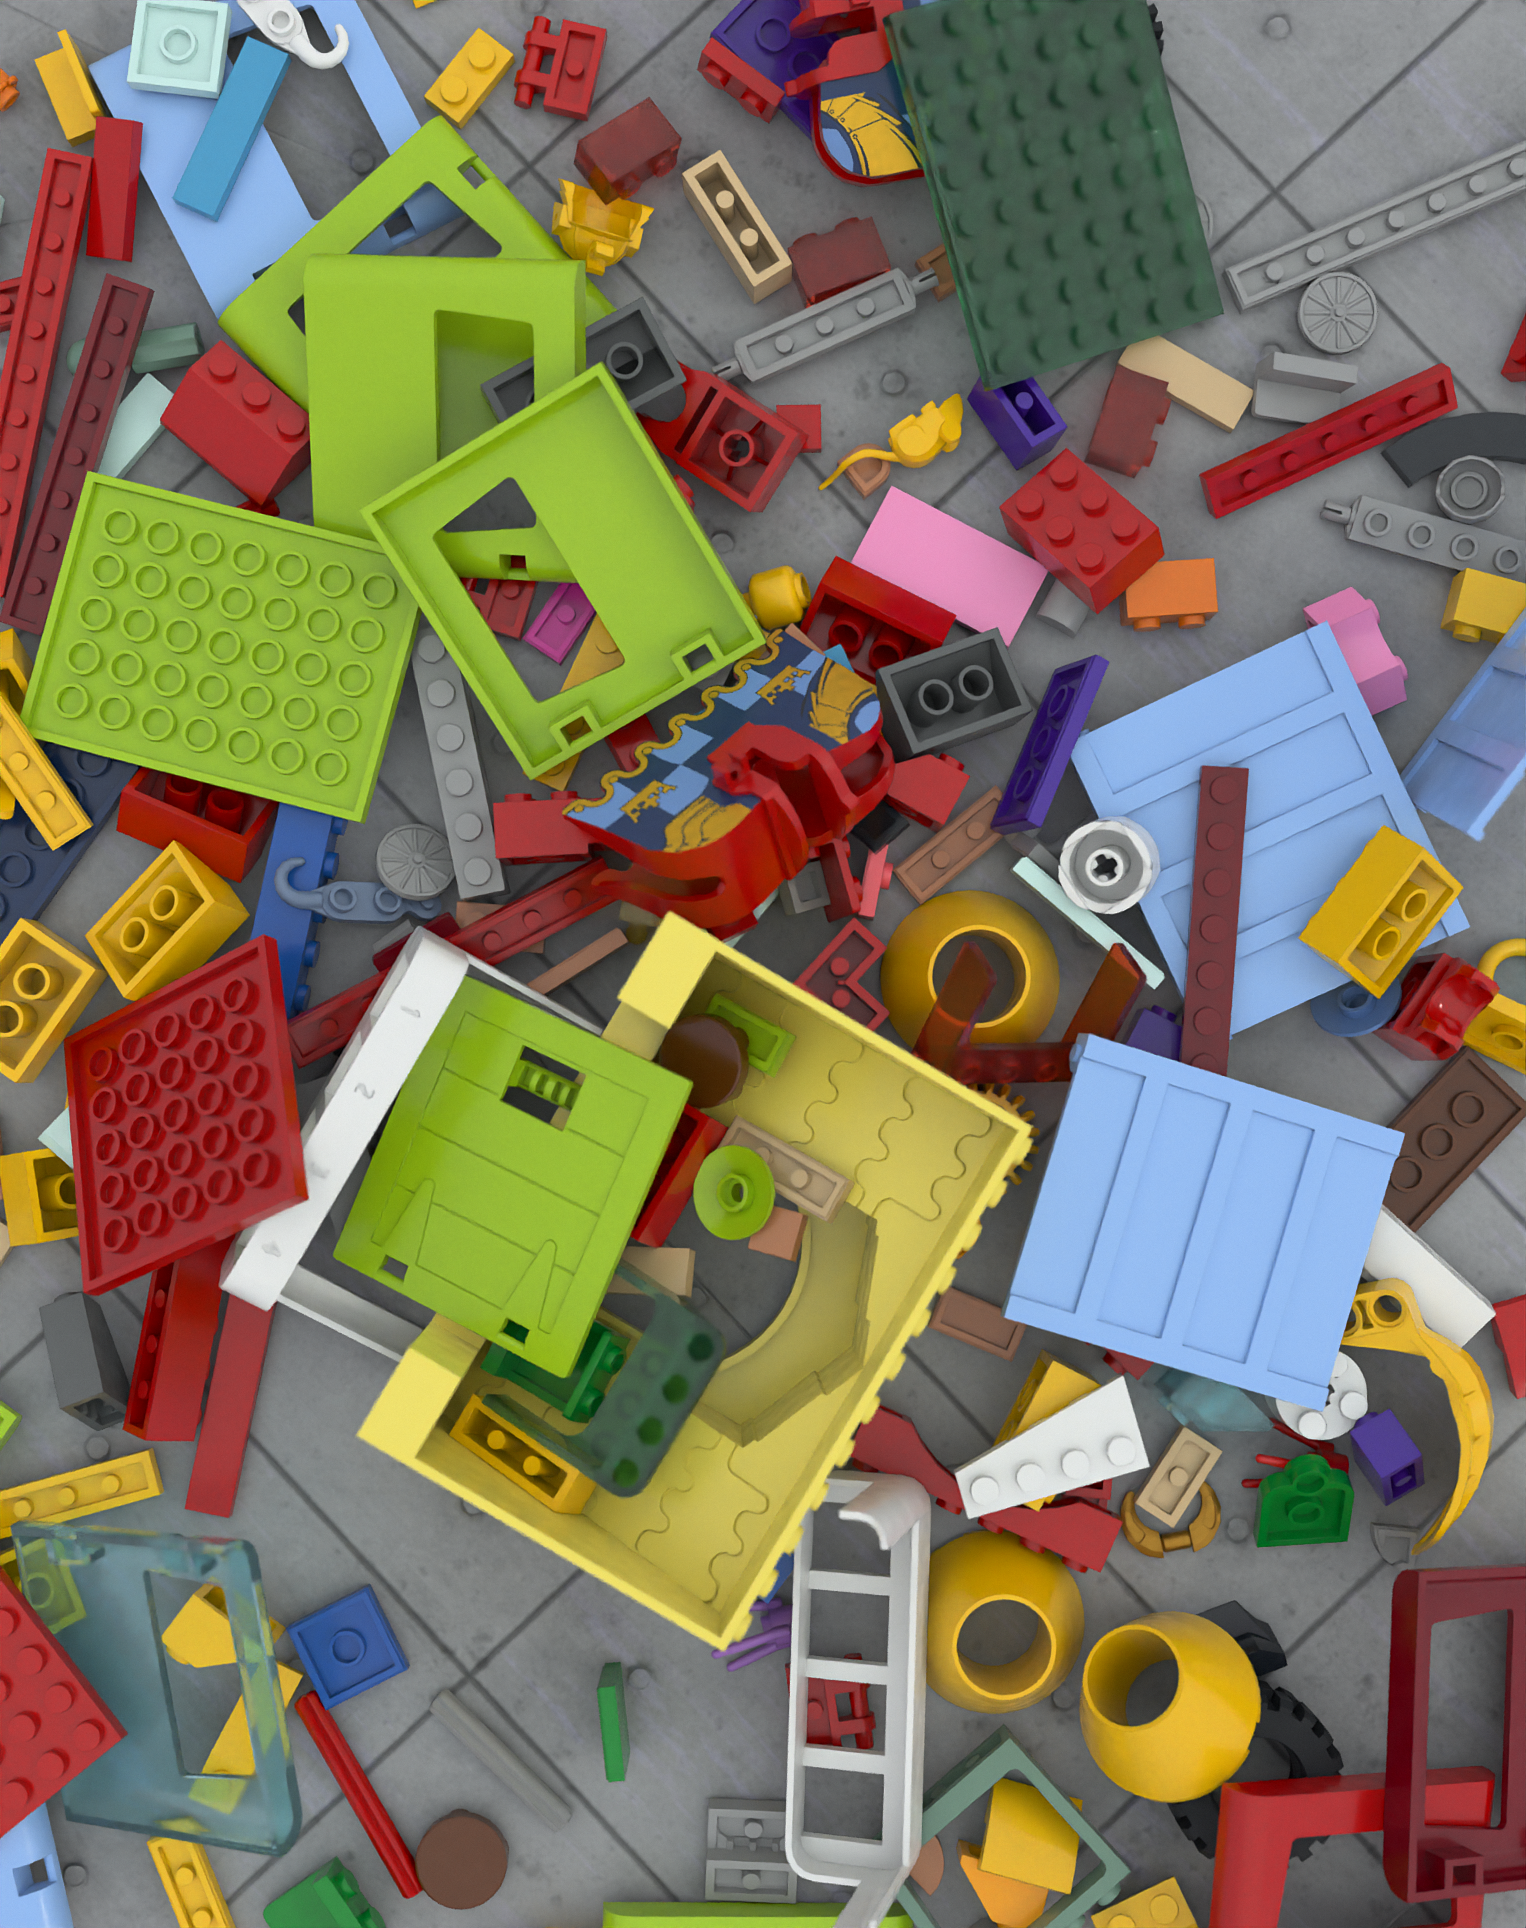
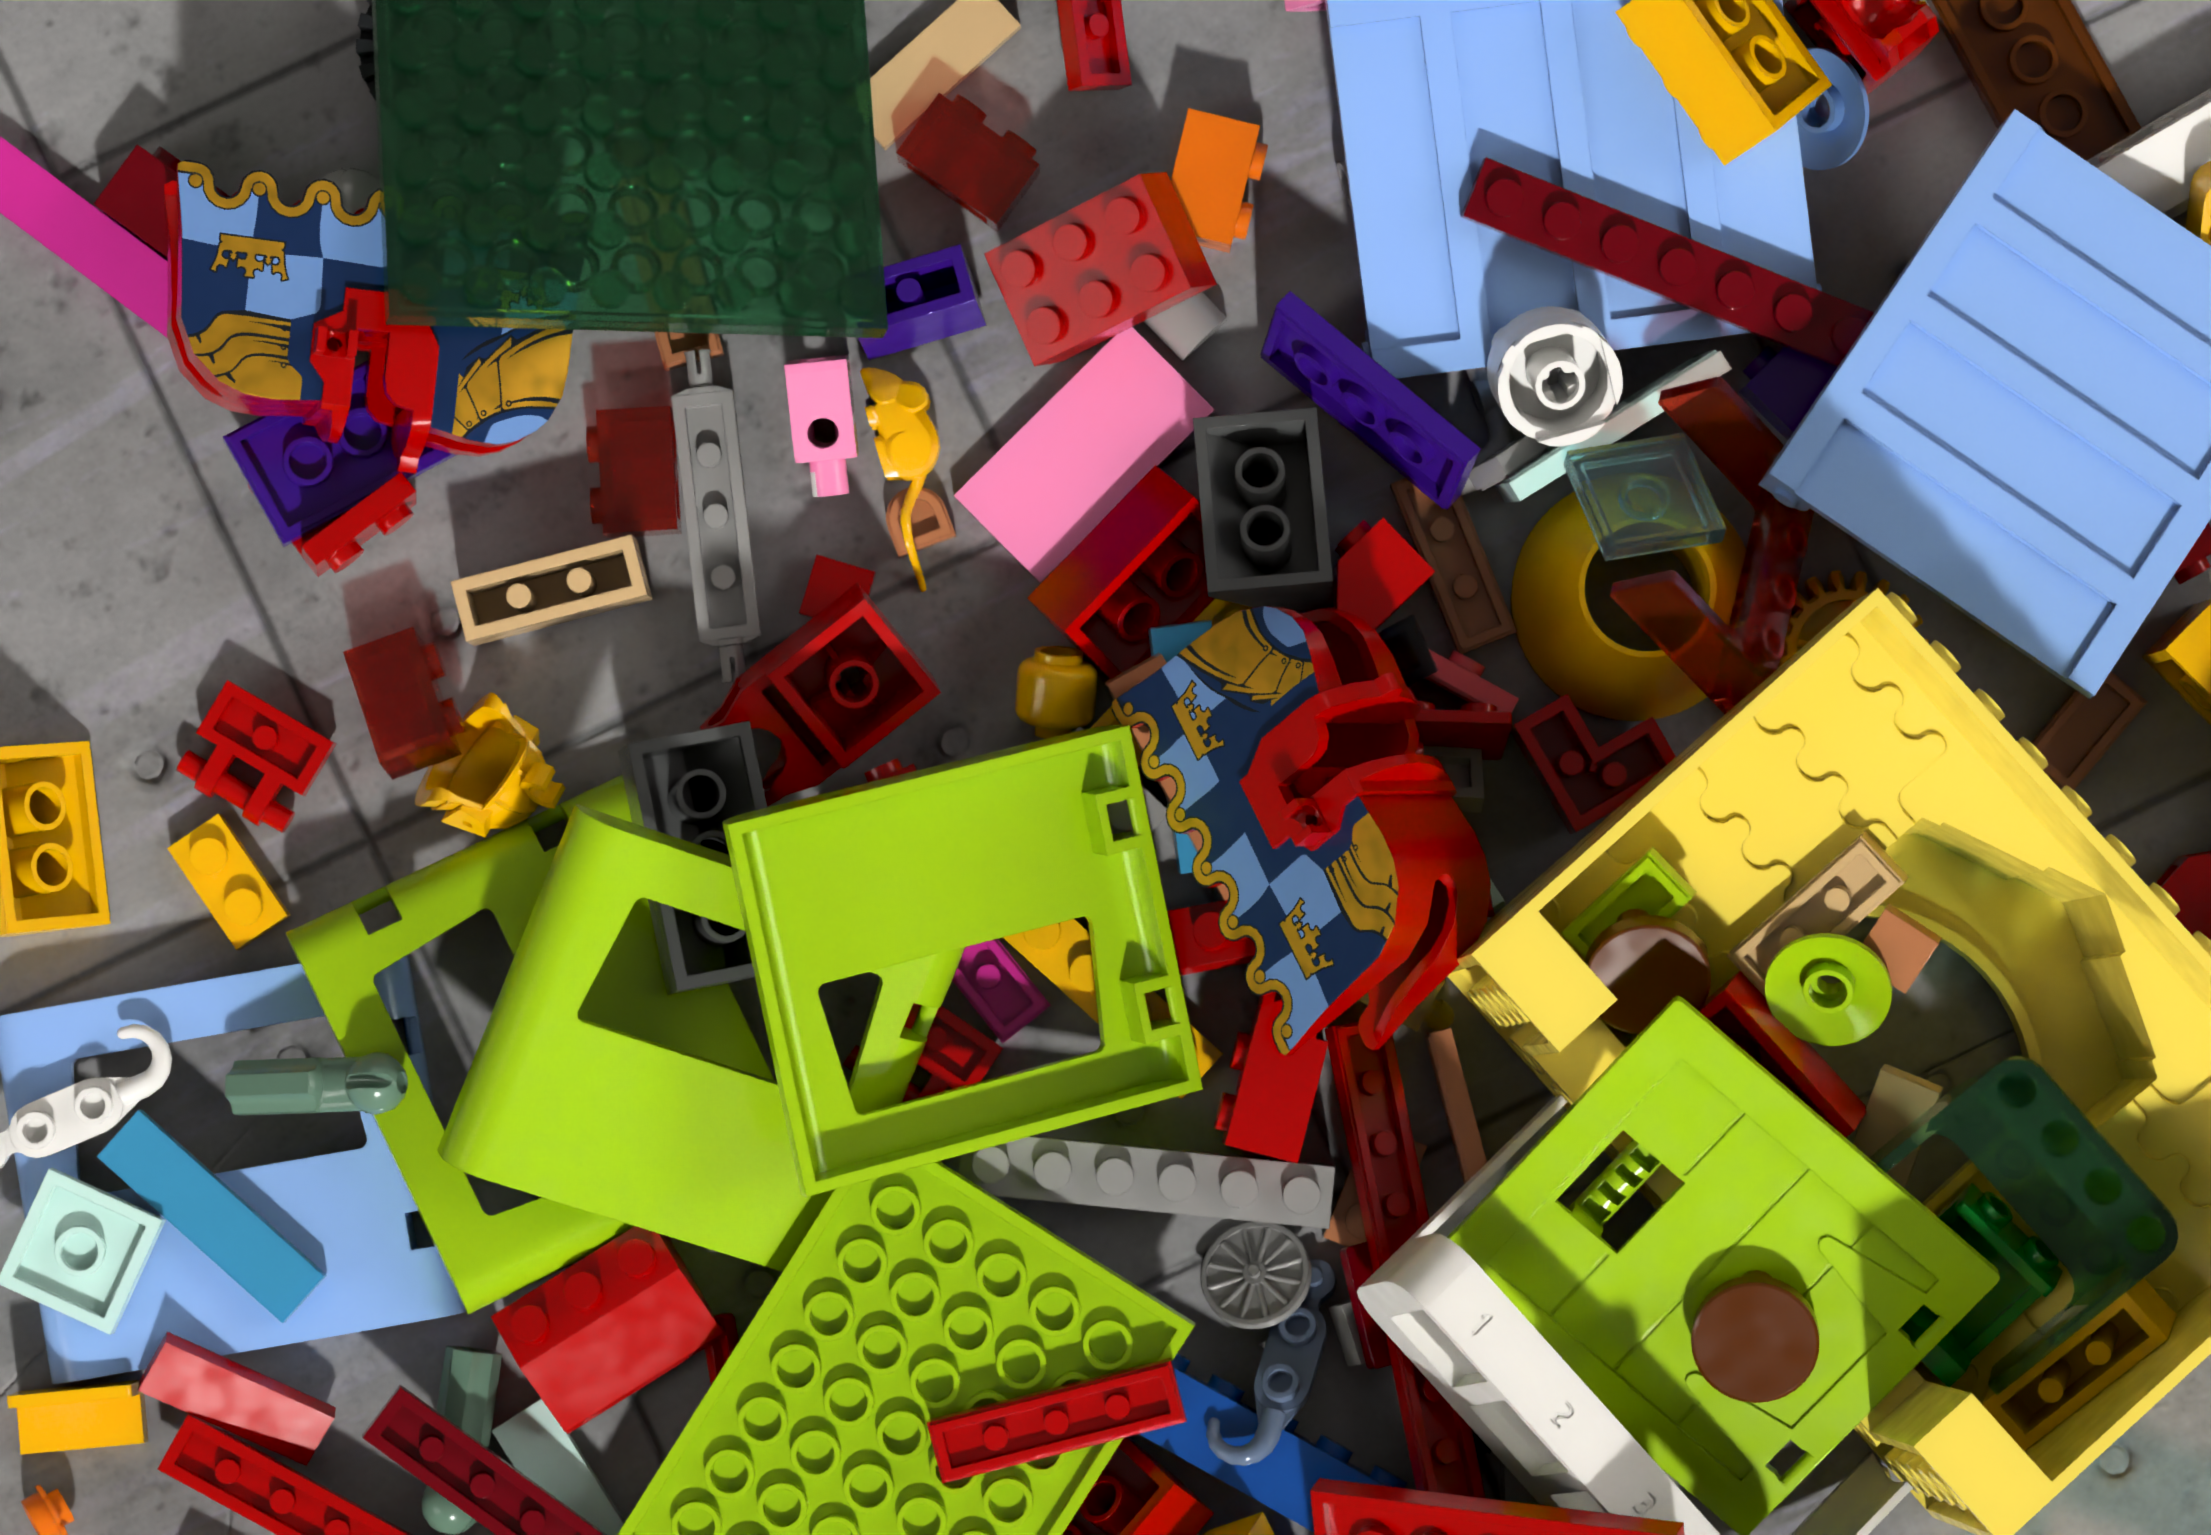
camera: 75 degrees left, 0 degrees up
(264, 747) = (1056, 1420): none -> red tile
(340, 163) = (316, 1085): none -> sand green piece
(468, 1216) = (1755, 1338): none -> reddish brown tile
(931, 364) = (822, 390): none -> bright pink torso
(1043, 953) = (1644, 496): none -> clear light blue tile

